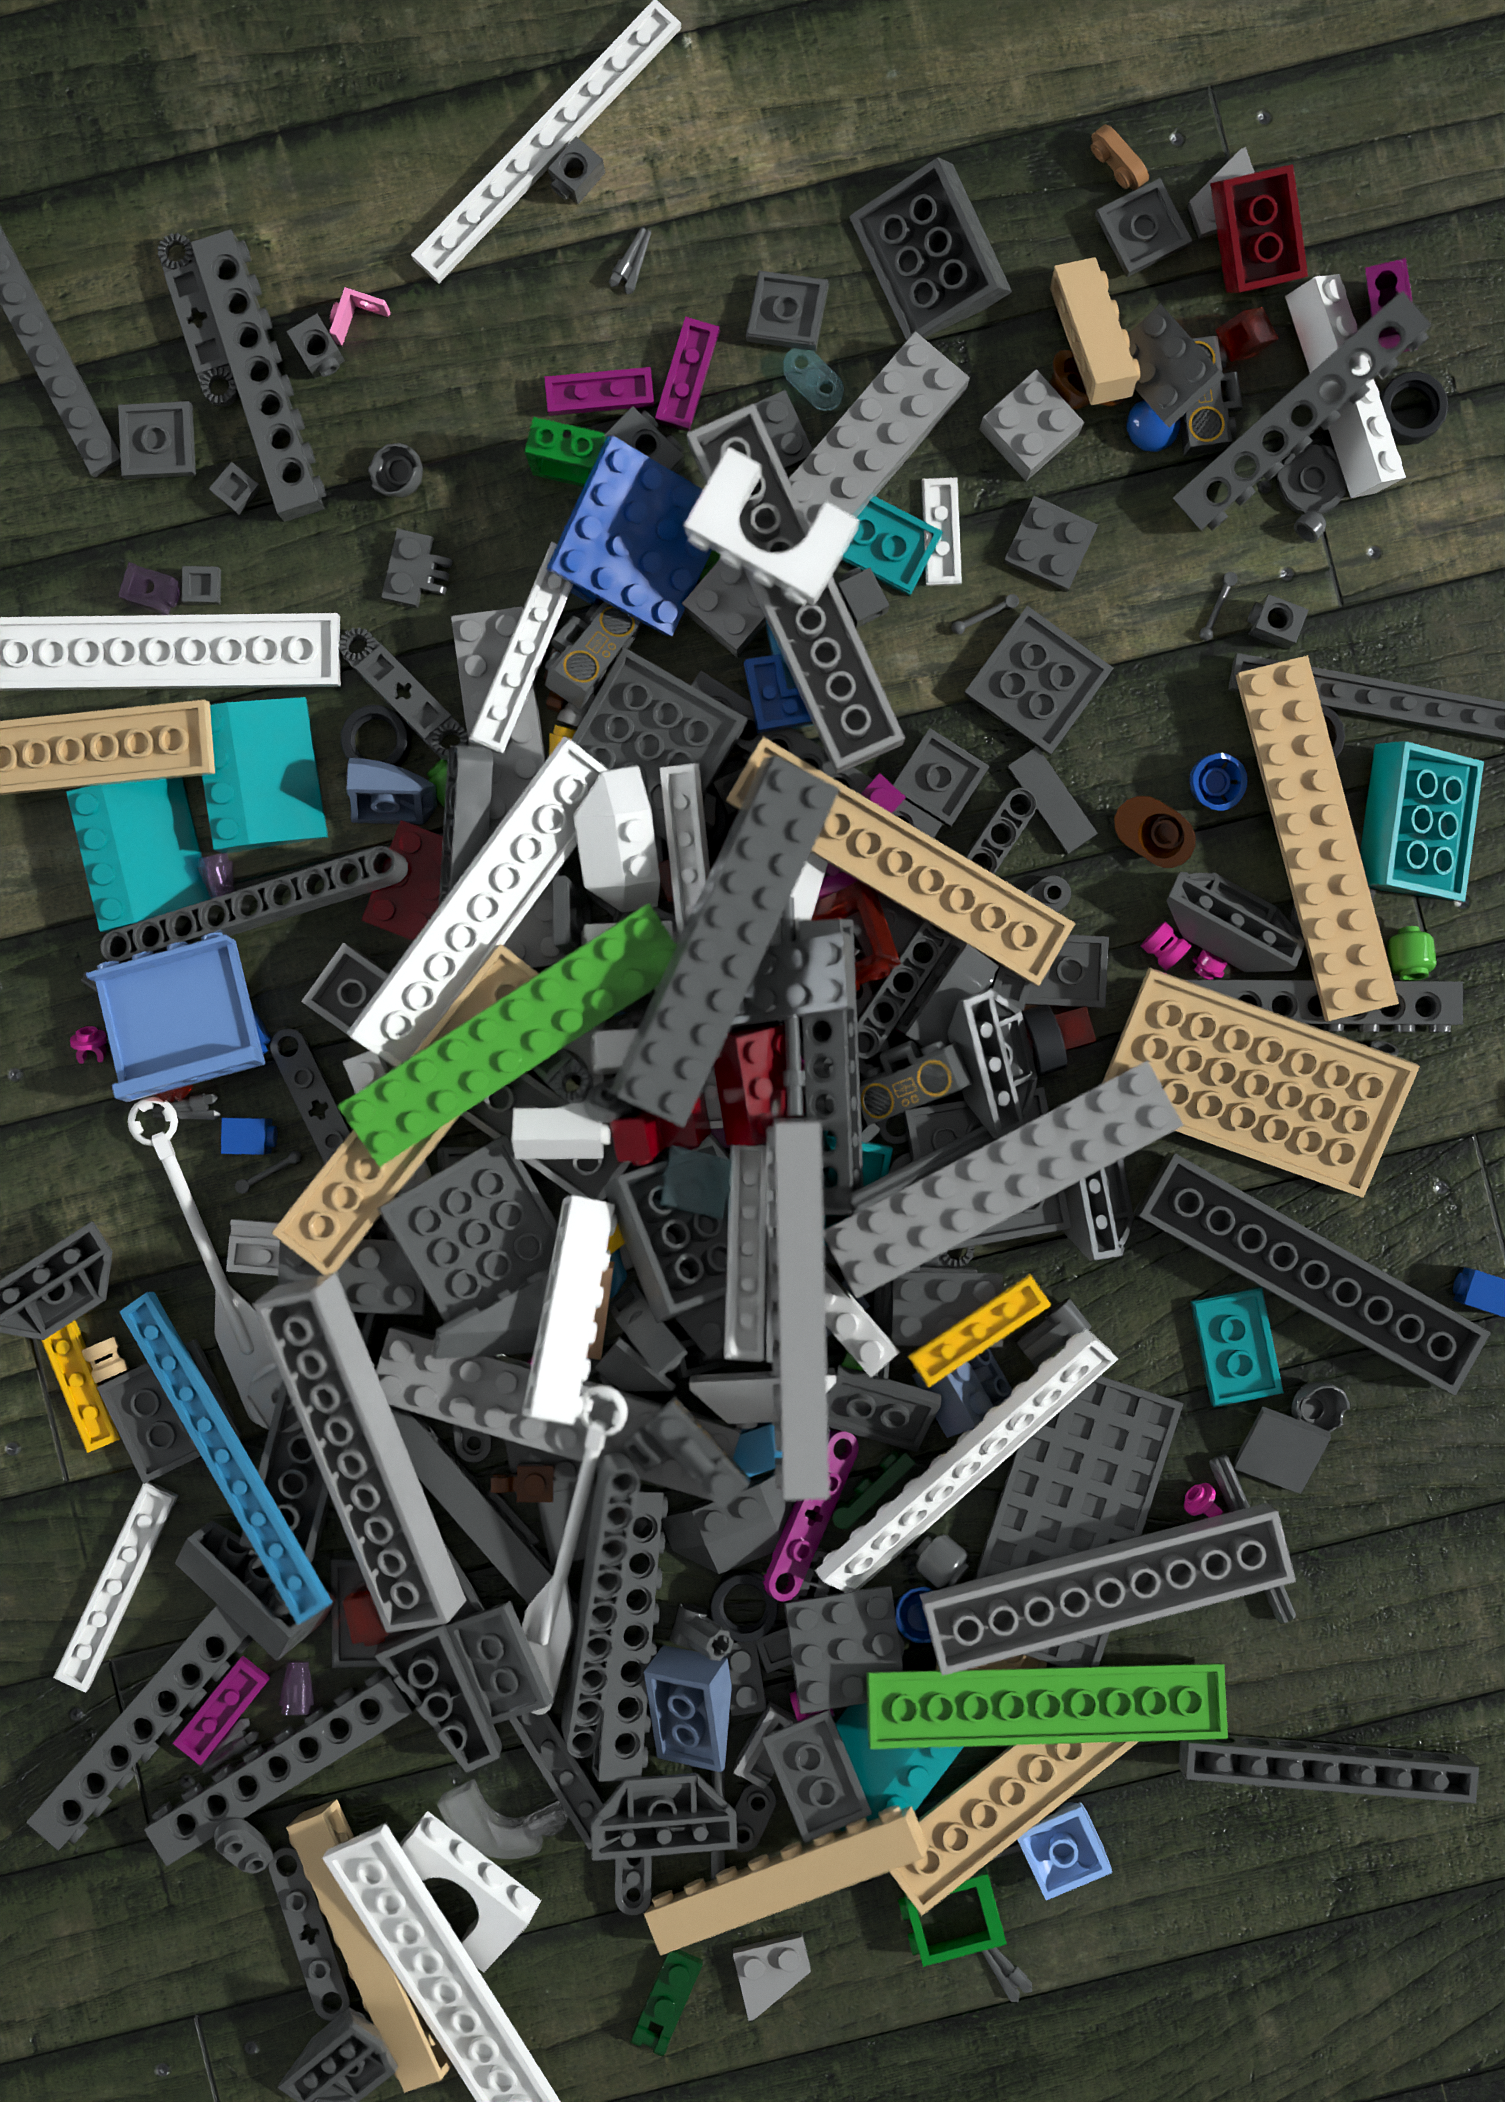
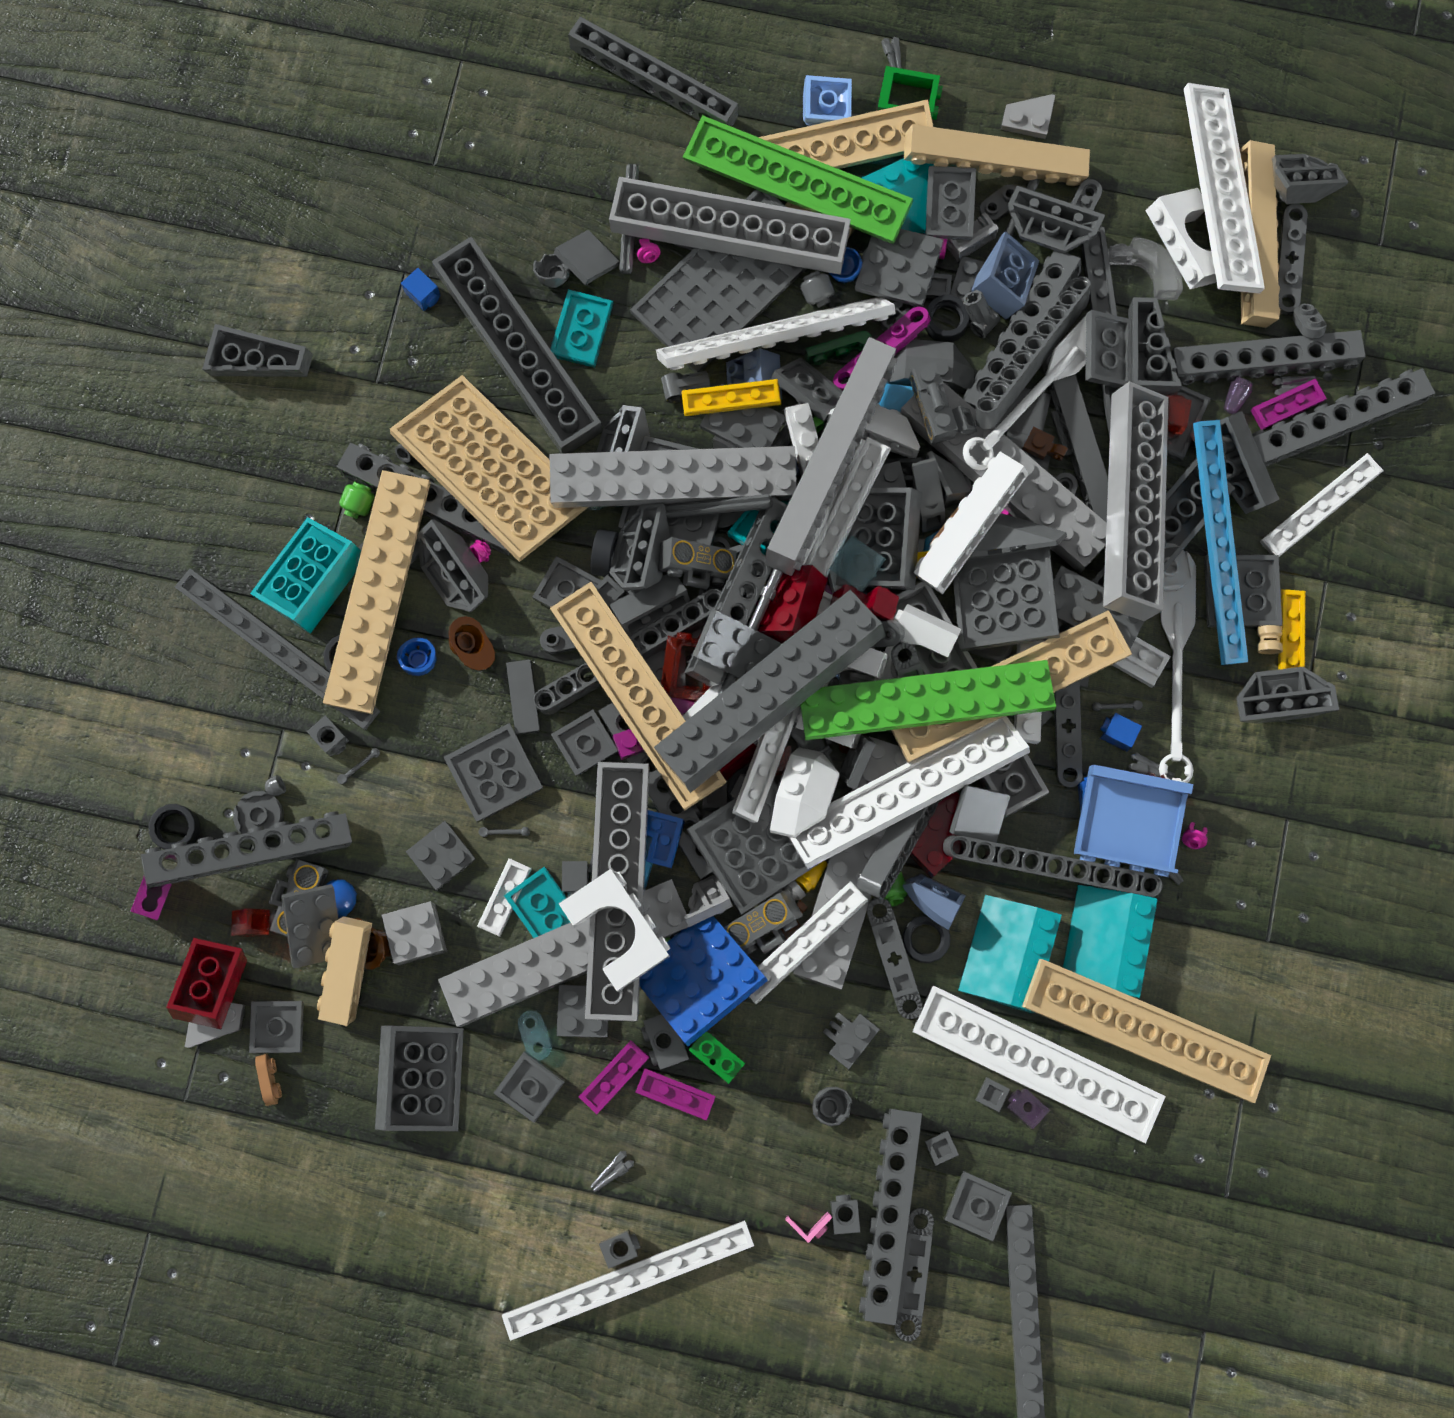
camera: 155 degrees left, 10 degrees down
(217, 874) = (1066, 900): clear purple cone -> none
(377, 924) = (979, 813): none -> tile
(667, 2000) = (1098, 126): dark green plate -> none
(678, 644) = (707, 900): none -> light grey wing
(1076, 1027) = (581, 552): clear red brick -> none
(1171, 952) = (500, 575): dark pink wheel -> none
(1362, 432) = (202, 896): white brick -> none

